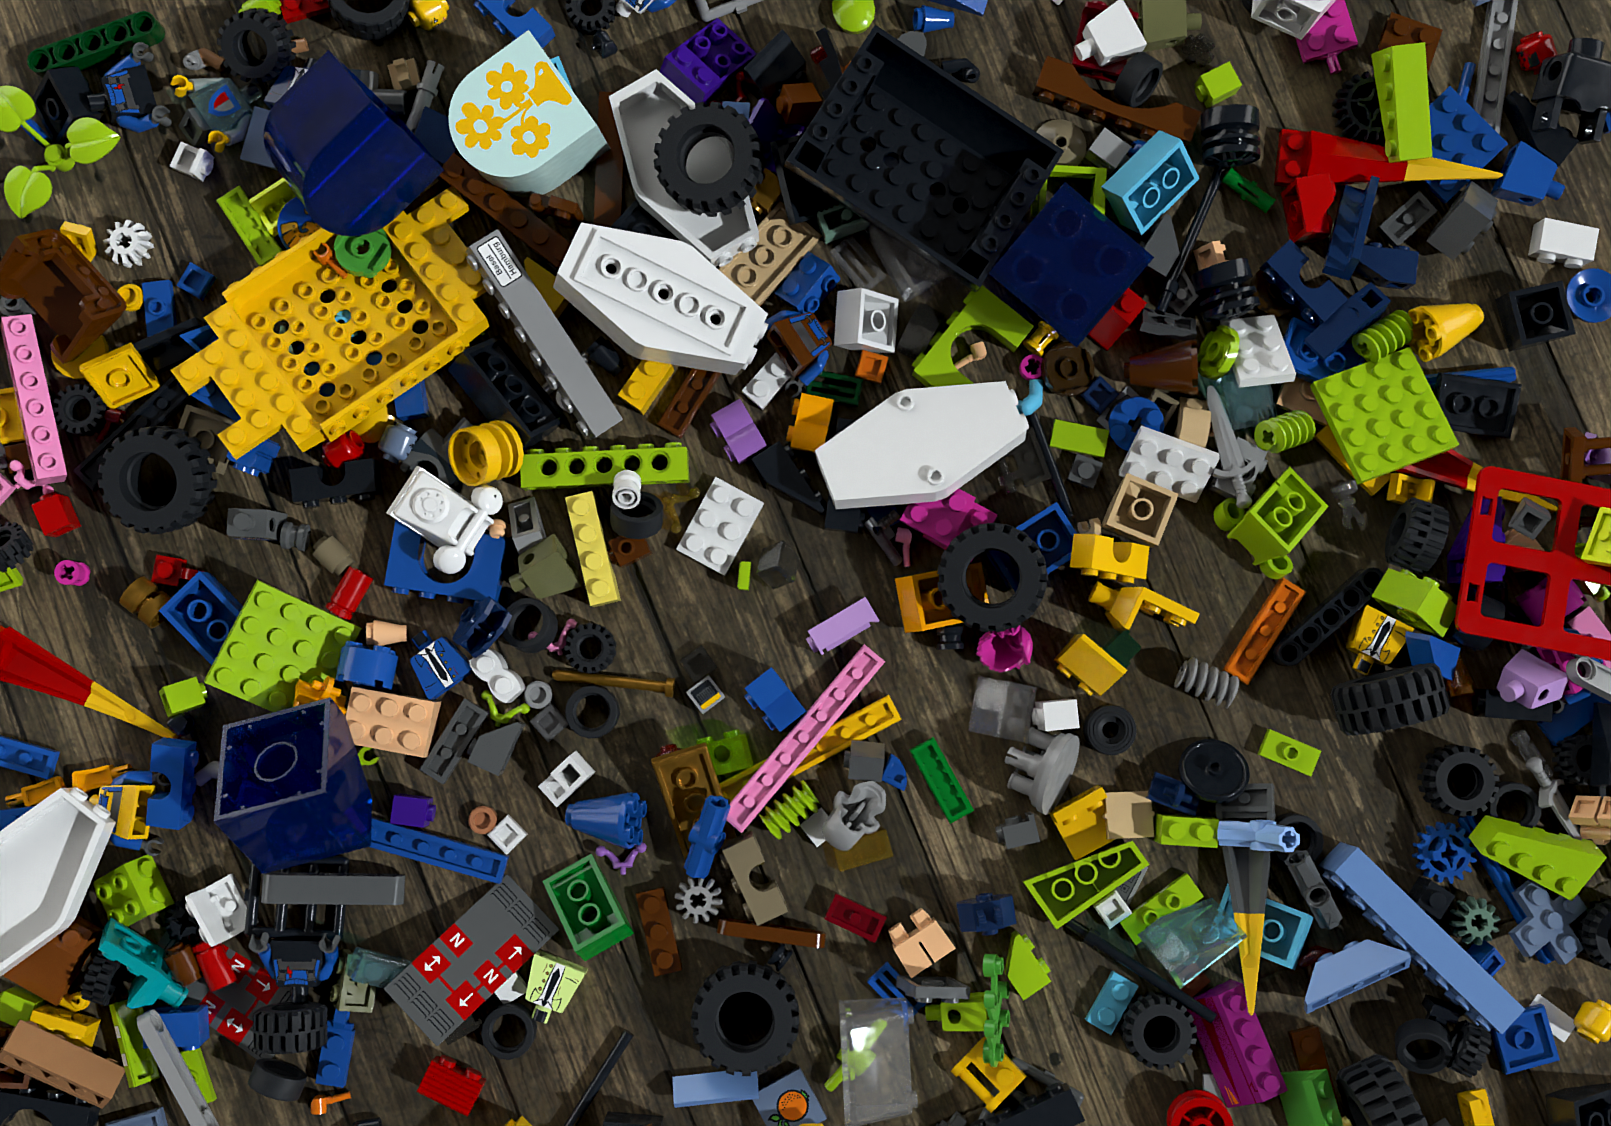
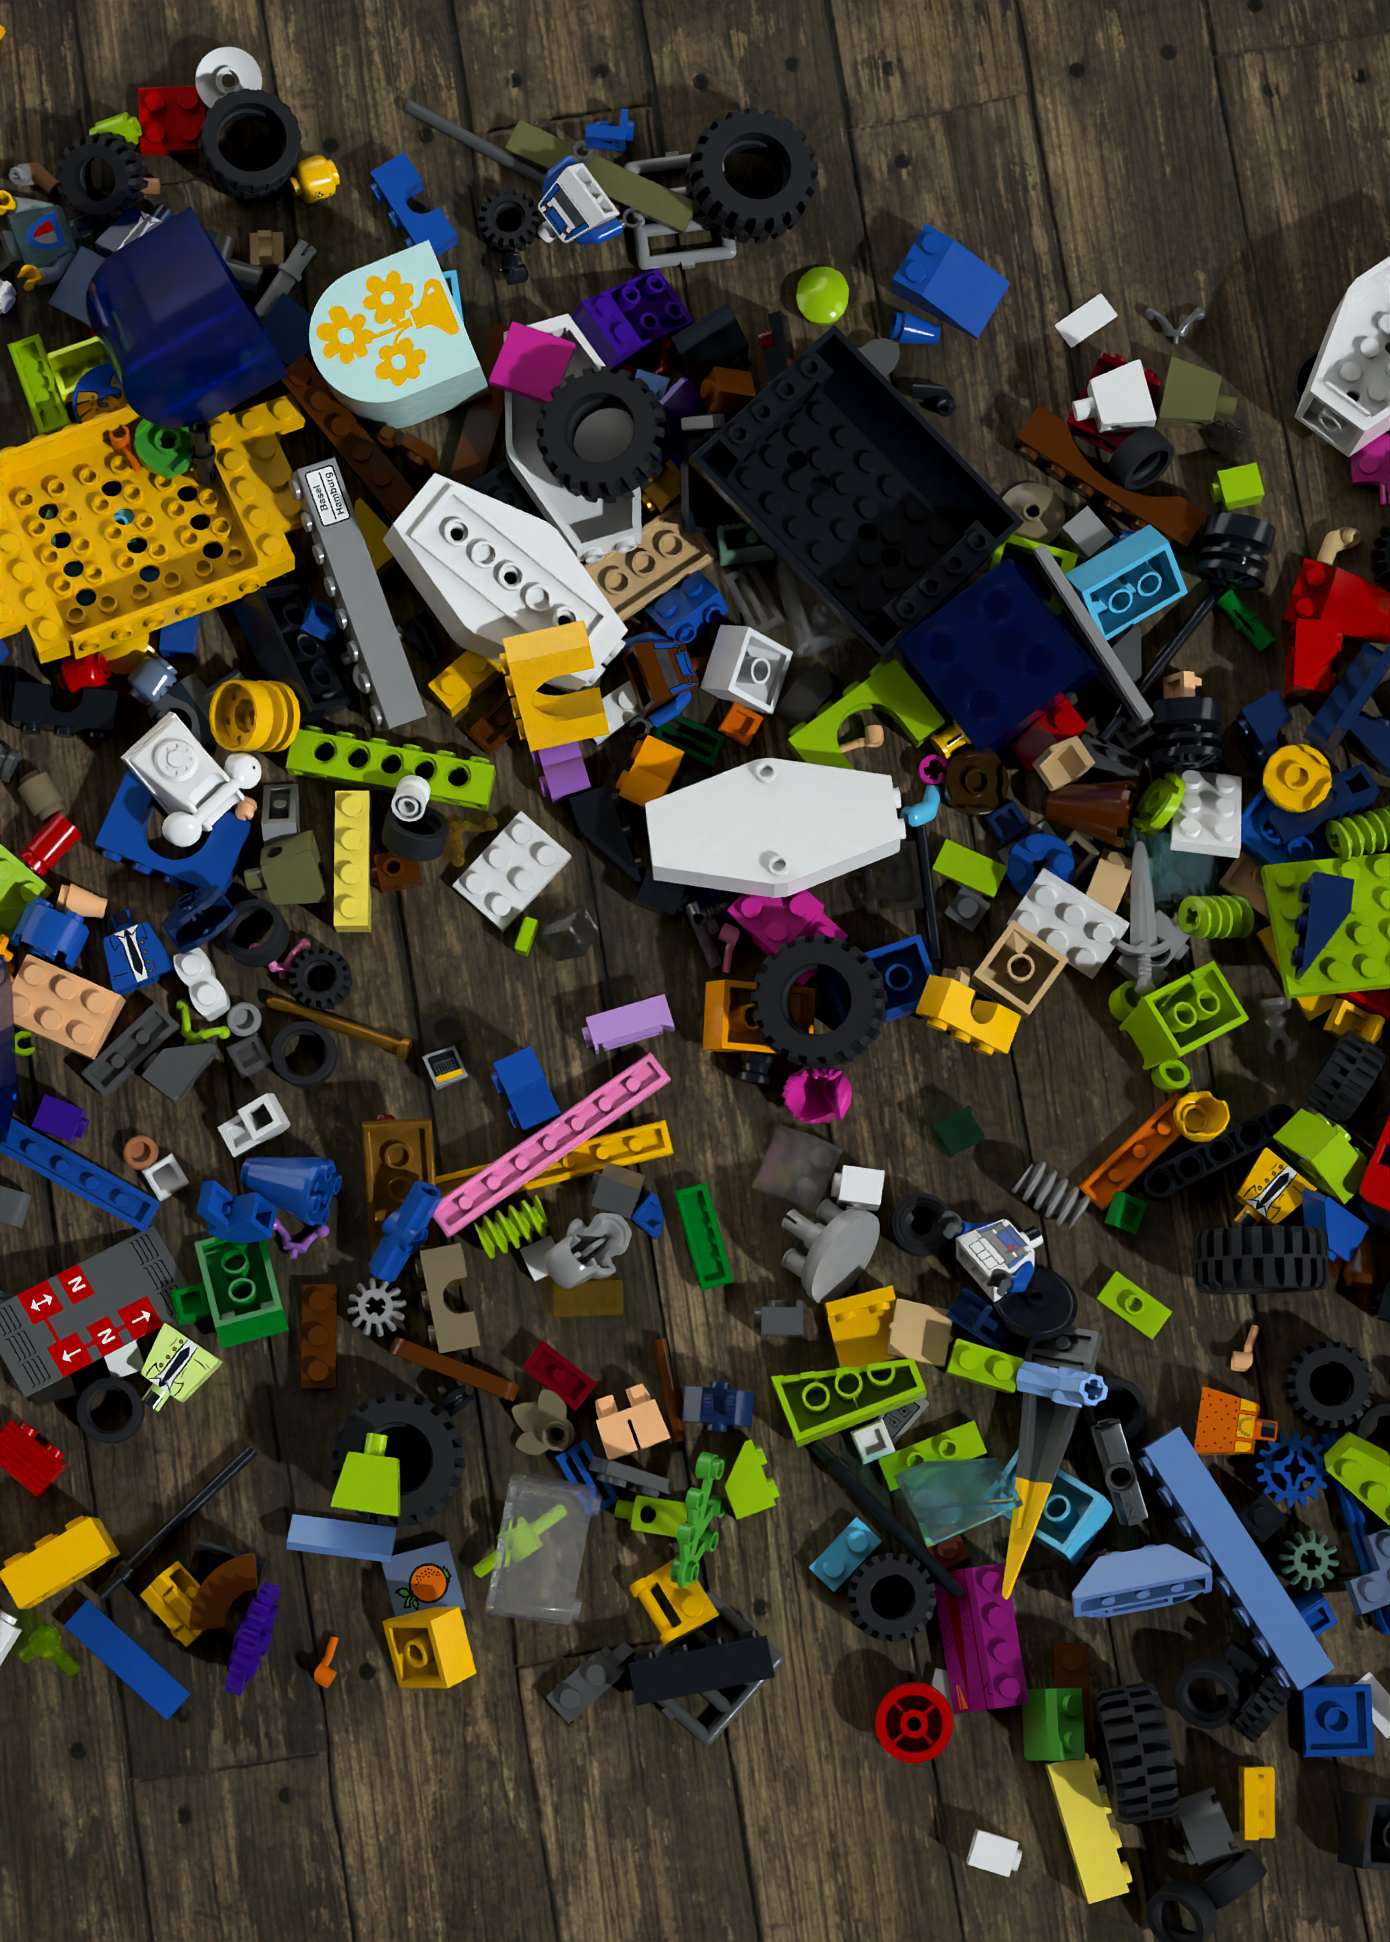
camera: 15 degrees right, 5 degrees down
(390, 250) = (202, 452): none -> black pin
(519, 363) = (320, 621): none -> blue tile
(550, 932) = (190, 1304): none -> green tile
(569, 855) = (236, 1218): none -> blue brick
(637, 115) = (531, 363): none -> dark pink tile
(705, 353) = (534, 660): none -> yellow arch
(729, 1048) = (369, 1480): none -> lime torso
(739, 750) = (469, 1143): clear neon green brick -> none
(785, 131) = (703, 422): none -> white tile
(848, 957) = (538, 1423): none -> dark tan plate
(943, 907) = (669, 1390): none -> reddish brown bar
(1089, 665) = (913, 1139): yellow slope -> none
(1125, 602) = (972, 1074): yellow plate -> none
(1135, 229) = (1091, 636): none -> light grey tile
(1136, 337) = (1063, 763): none -> tan panel
(1175, 741) = (994, 1252): none -> torso
(1266, 681) = (1125, 1212): none -> green plate
(1303, 110) = (1337, 541): none -> tan arm
(1310, 593) = (1201, 1116): none -> yellow hair
(1324, 306) = (1297, 778): none -> yellow tile
(1374, 409) = (1324, 908): none -> dark blue slope
(1386, 774) = (1243, 1360): none -> light nougat hand
(1390, 830) = (1230, 1425): none -> orange torso

